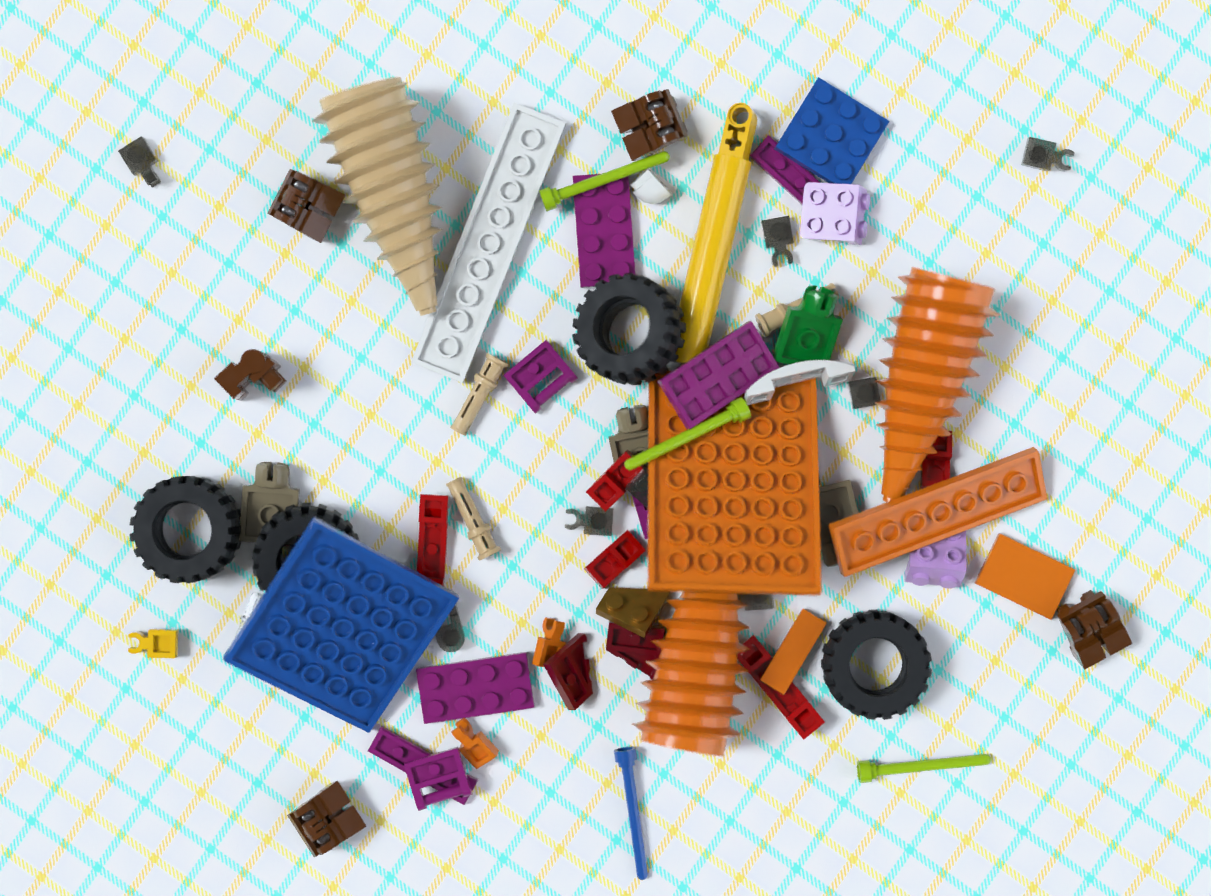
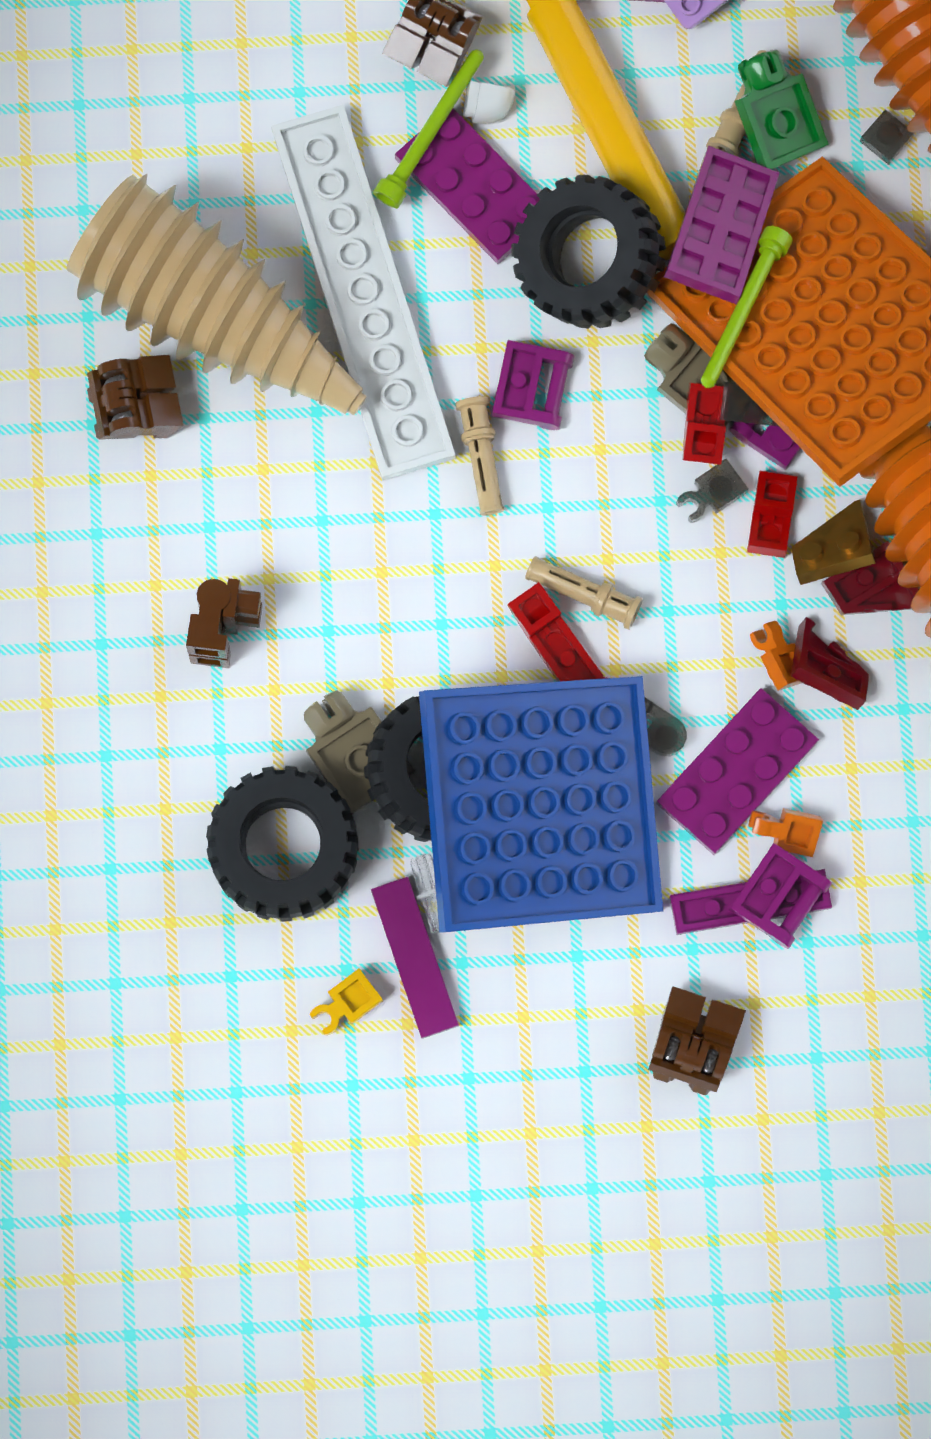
camera: 40 degrees left, 10 degrees down
(213, 646) = (414, 957): none -> magenta tile
(777, 235) = (662, 49): clear smoke plate -> none
(830, 372) = (830, 137): white slope -> none

